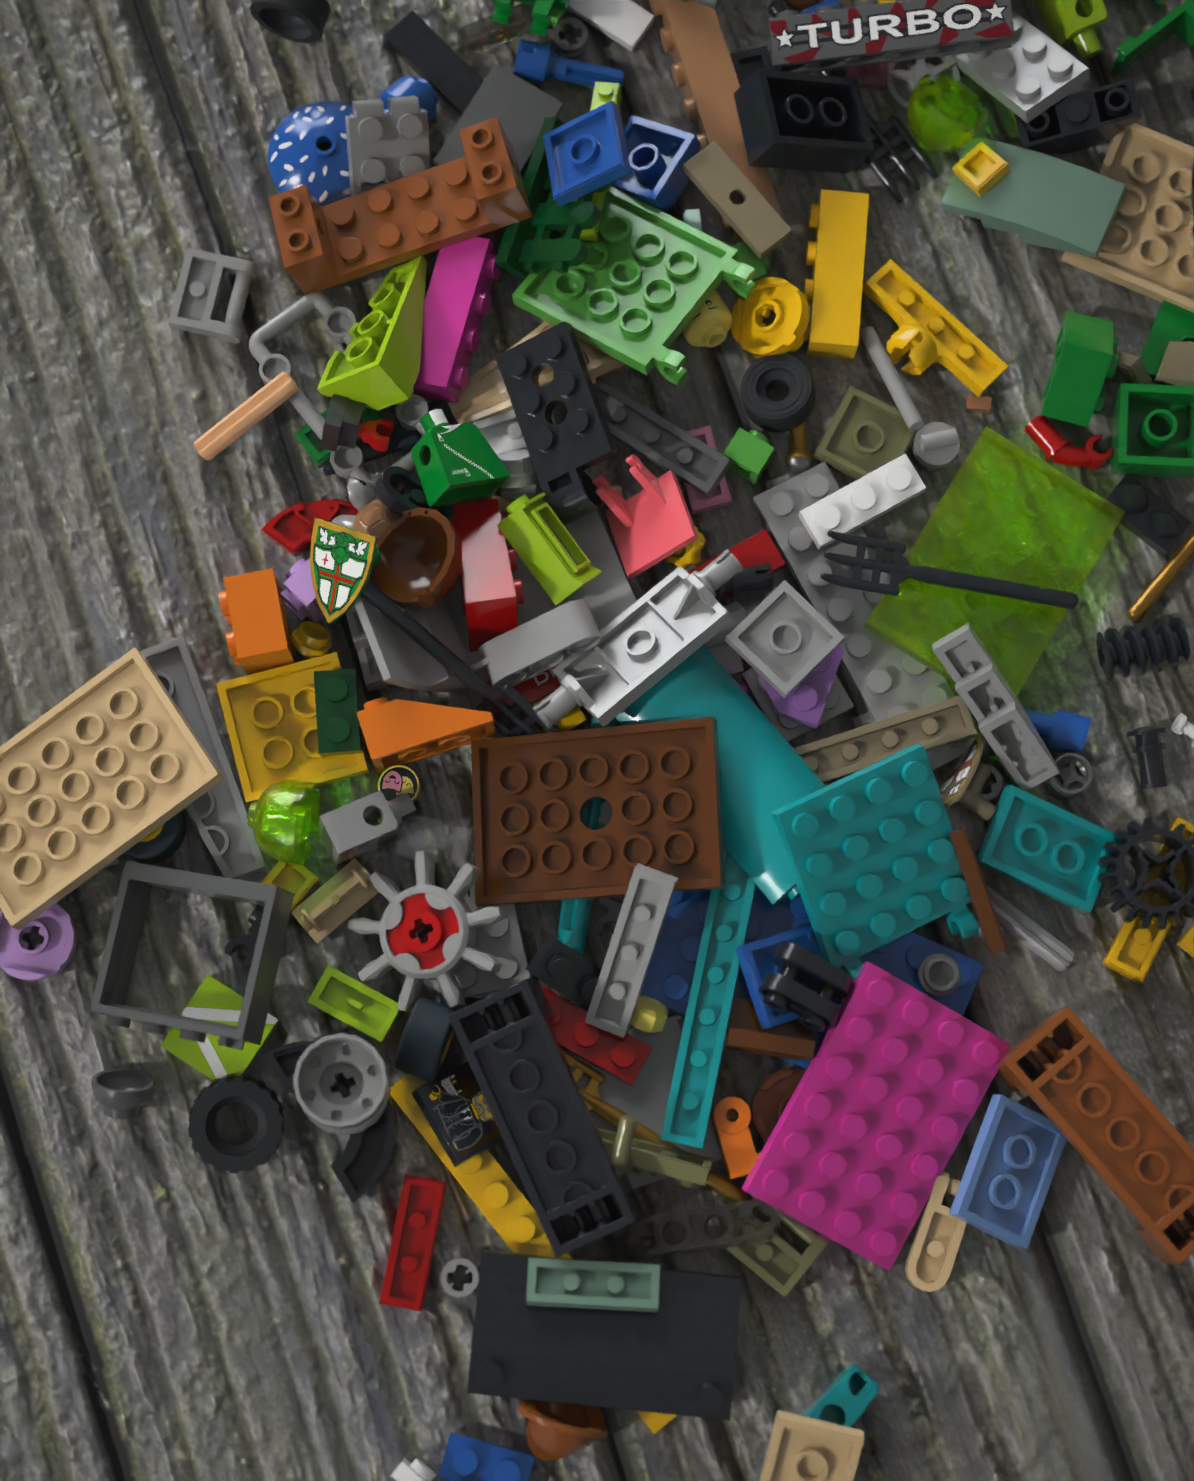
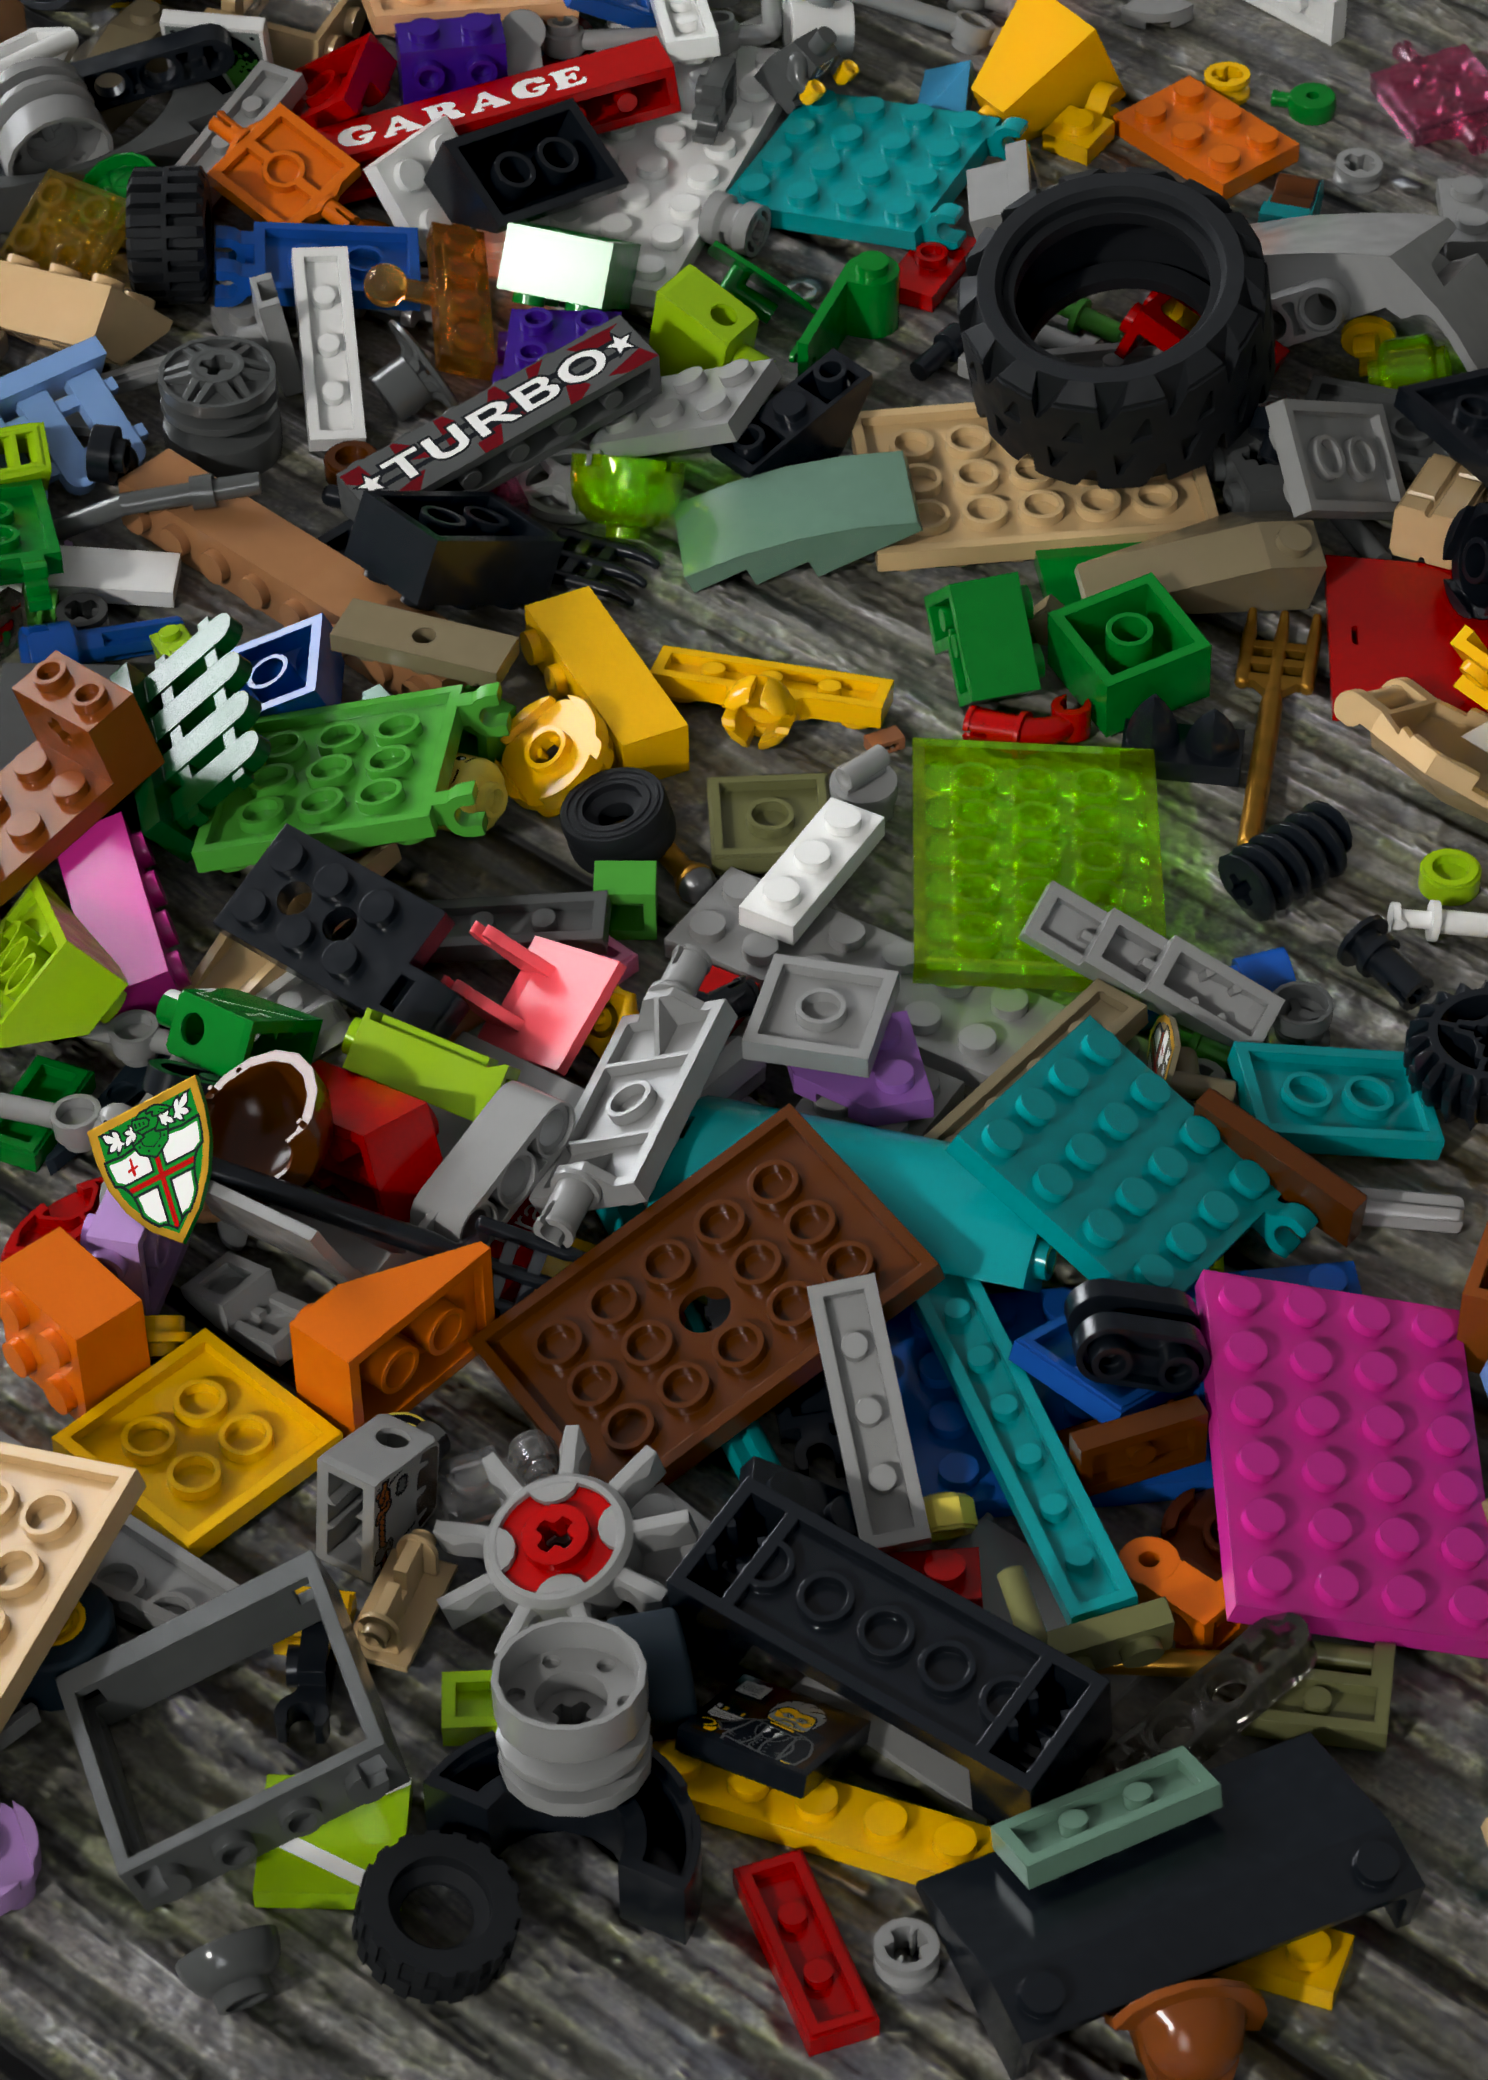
camera: 25 degrees left, 35 degrees down
(285, 819) = (255, 1518): clear neon green cylinder -> none
(336, 712) = (255, 1382): dark green plate -> none
(345, 425) = (52, 1067): pearl dark grey piece -> none
(586, 153) = (197, 652): blue tile -> none
(891, 378) = (759, 751): light grey bar -> none
(901, 570) = (920, 895): black piece -> none
(939, 975) = (1305, 1267): dark grey plate -> none
(981, 169) = (711, 516): yellow tile -> none

